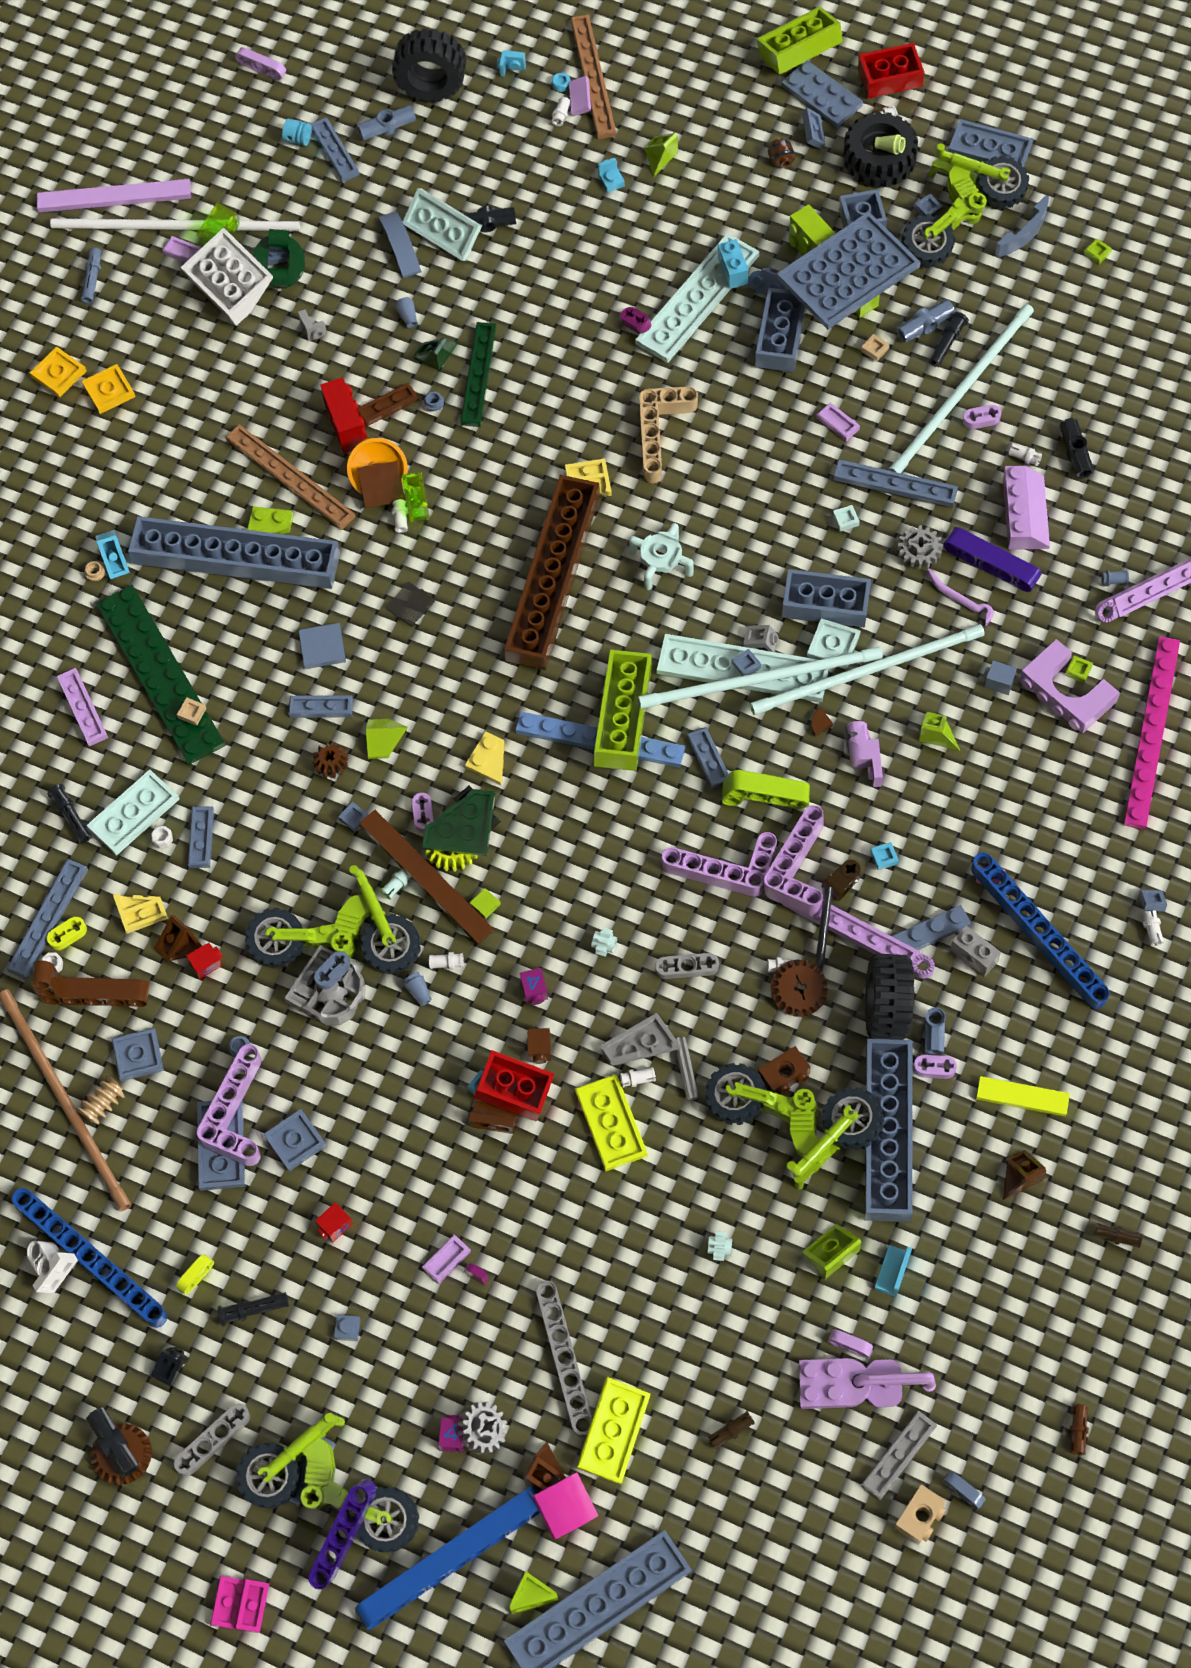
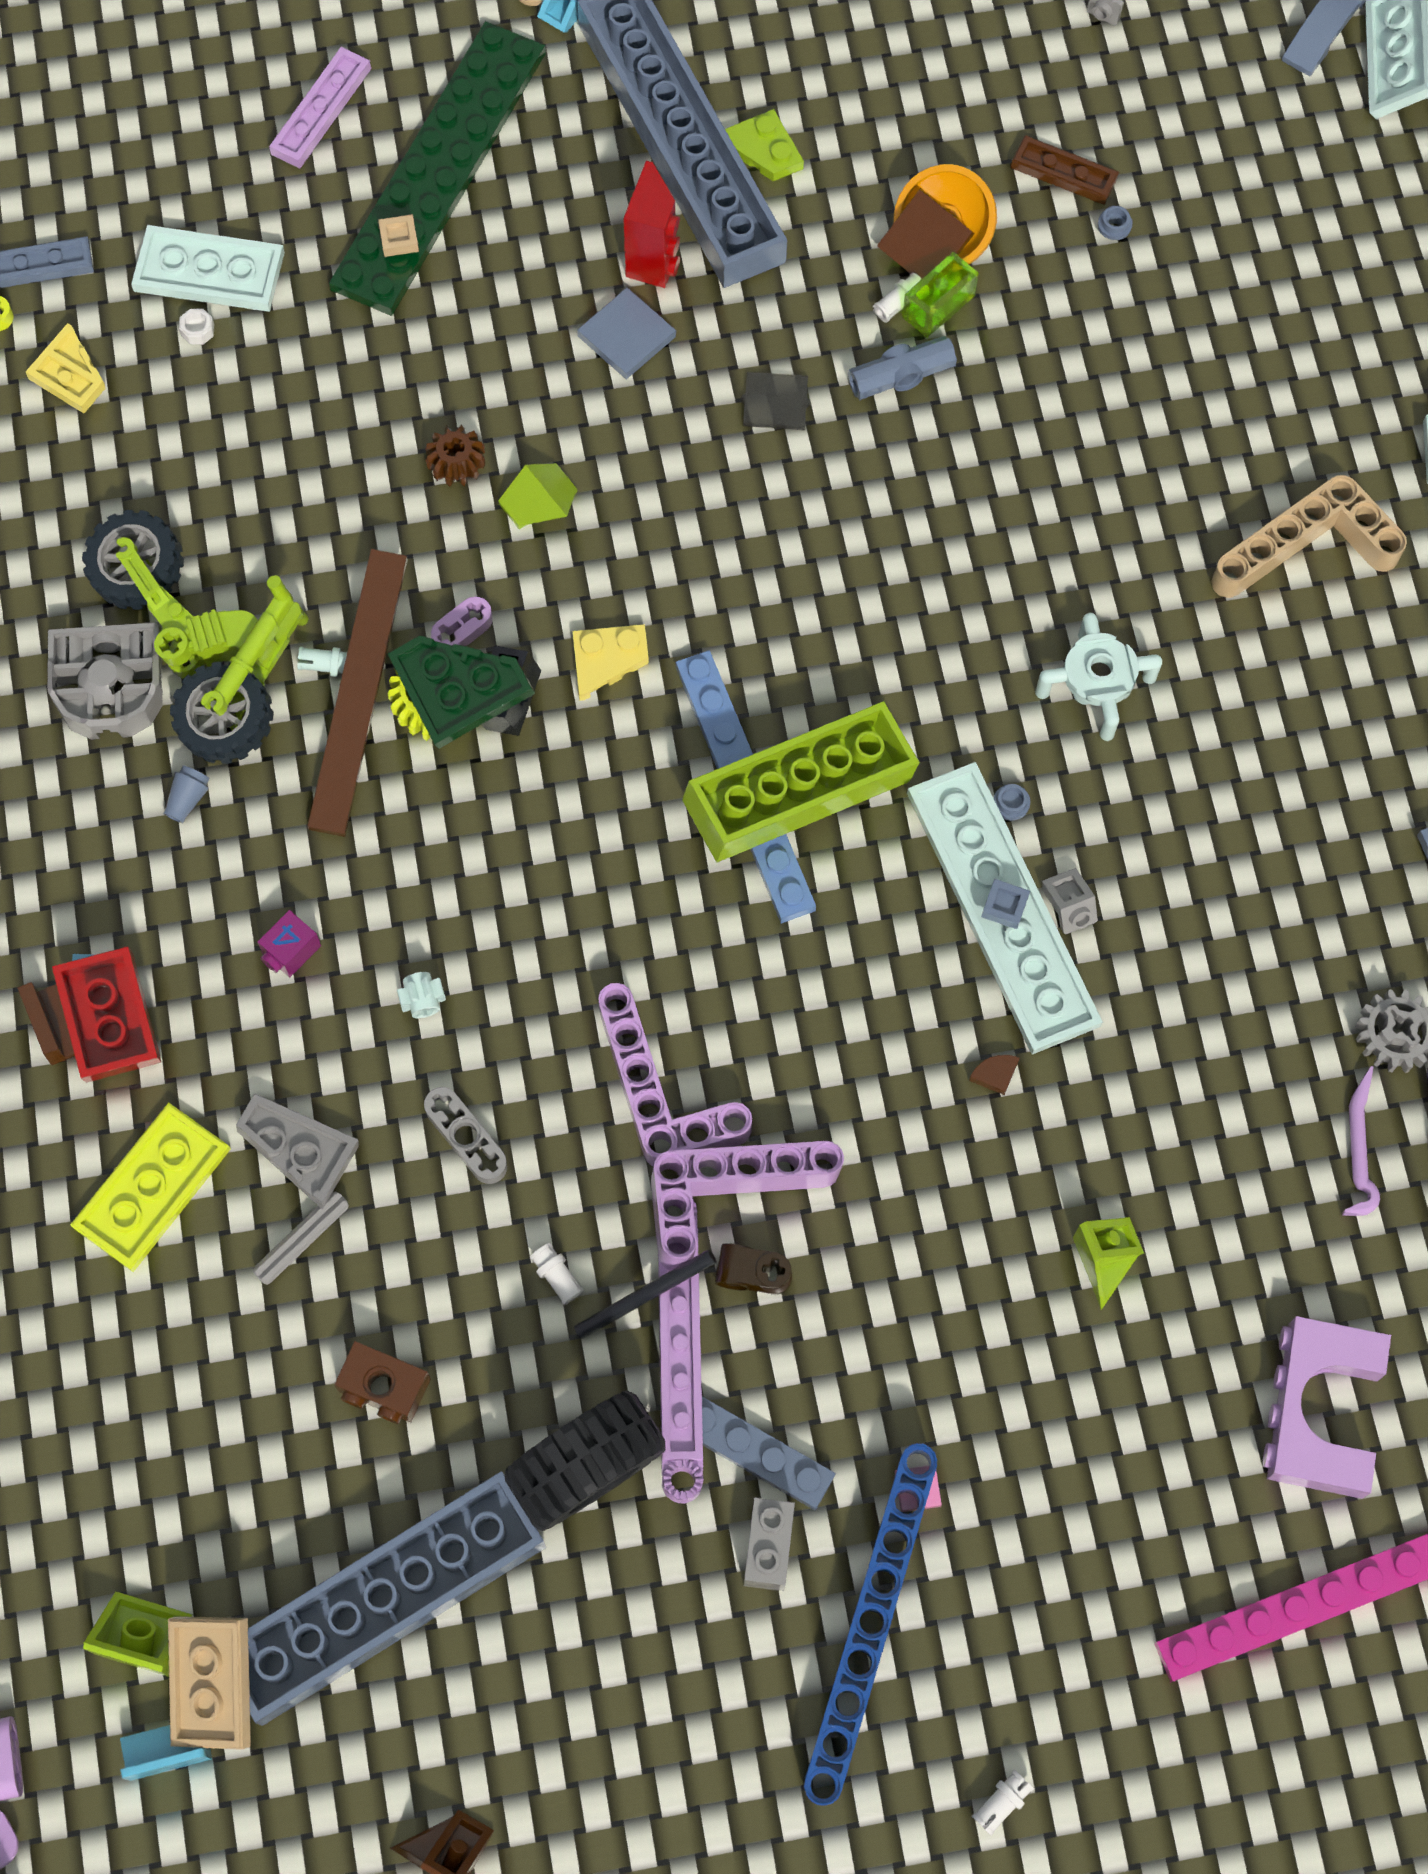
camera: 50 degrees right, 5 degrees up
(66, 806) = (160, 184): black pin -> none
(176, 940) = (55, 447): reddish brown slope -> none
(201, 837) = (232, 374): sand blue tile -> none
(205, 960) = (46, 496): red brick -> none
(285, 594) = (651, 230): none -> red slope
(290, 477) = (856, 127): medium nougat tile -> none
(321, 706) = (533, 392): sand blue tile -> none
(330, 966) = (121, 662): sand blue beam -> none
(343, 414) = (995, 119): red brick -> none
(352, 816) = (392, 537): sand blue plate -> none
(406, 310) = (1229, 95): sand blue cone -> none
(435, 352) = (1194, 176): dark green slope -> none
(438, 538) = (902, 367): none -> sand blue piece
(450, 960) = (256, 808): white pin -> none
(478, 374) = (1205, 251): dark green tile -> none
(485, 903) = (378, 797): lime tile -> none
(539, 1045) = (201, 1010): reddish brown brick -> none
(552, 572) = (958, 546): reddish brown brick -> none
(592, 471) = (1155, 498): light yellow wing -> none
(637, 1077) = (235, 1172): white pin -> none
(658, 698) = (1145, 1064): light aqua piece -> none
(695, 631) = (1012, 801): none -> sand blue plate
(708, 757) = (822, 952): sand blue tile -> none
(719, 1245) = (44, 1465): light aqua gear -> none
(764, 788) = (821, 1066): lime beam -> none
(790, 1000) = (561, 1318): reddish brown gear -> none
(799, 1113) = (309, 1453): piece -> none
(826, 597) = (1203, 949): sand blue brick -> none
(832, 641) = (1139, 1009): light aqua plate -> none
(846, 518) = (1364, 893): light aqua plate -> none
(863, 751) = (988, 1165): lavender plate -> none
(879, 1224) = (209, 1682): none -> tan tile
(884, 856) = (837, 1306): medium azure plate -> none
(934, 1032) = (589, 1569): sand blue piece -> none
(937, 1063) = (549, 1599): lavender beam -> none
(964, 636) = (1297, 1192): light aqua piece -> none
(999, 677) = (1264, 1290): sand blue brick -> none
(1023, 1096) = (579, 1772): neon yellow tile -> none
(1079, 669) = (1373, 1404): lime tile -> none
(1153, 900) = (1049, 1772): sand blue plate -> none

